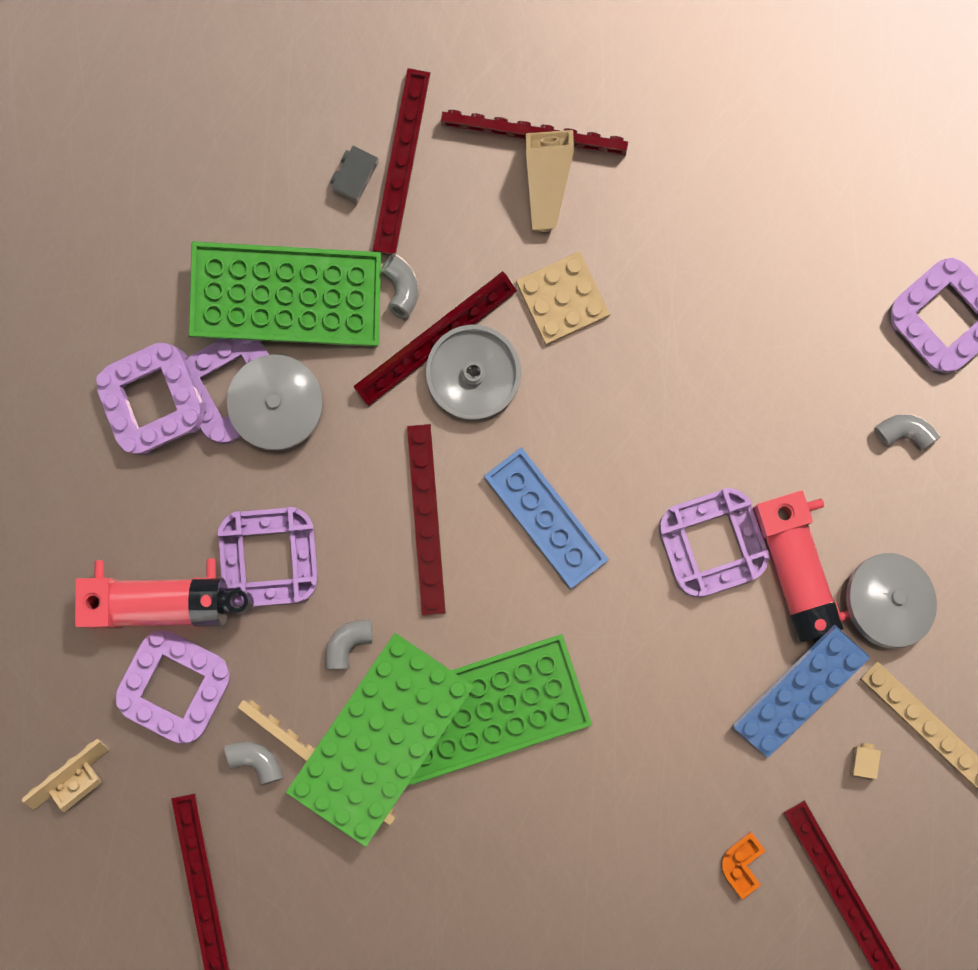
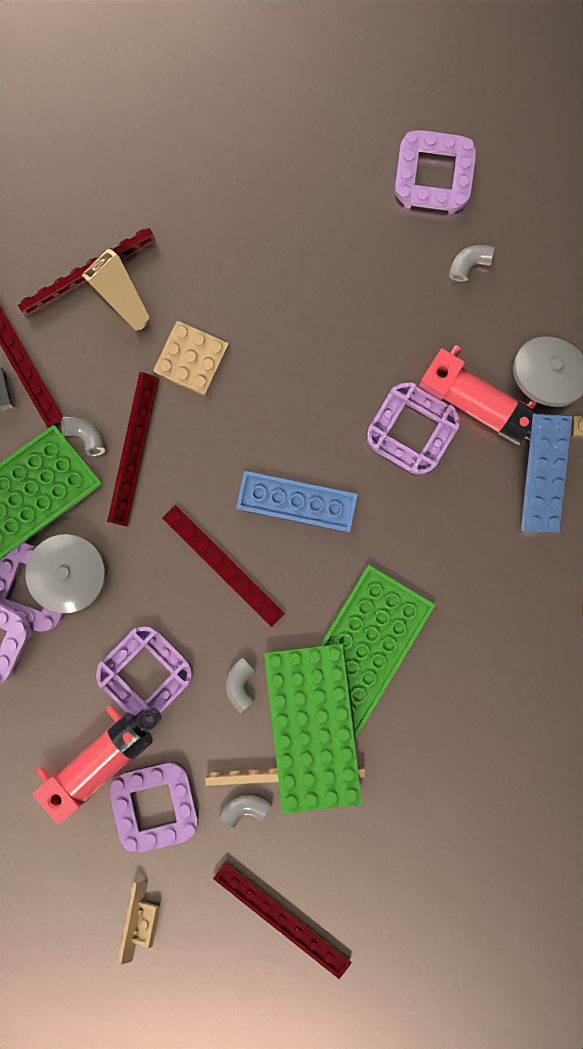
camera: 35 degrees left, 0 degrees up
(473, 372) = (174, 449): light grey dish -> none

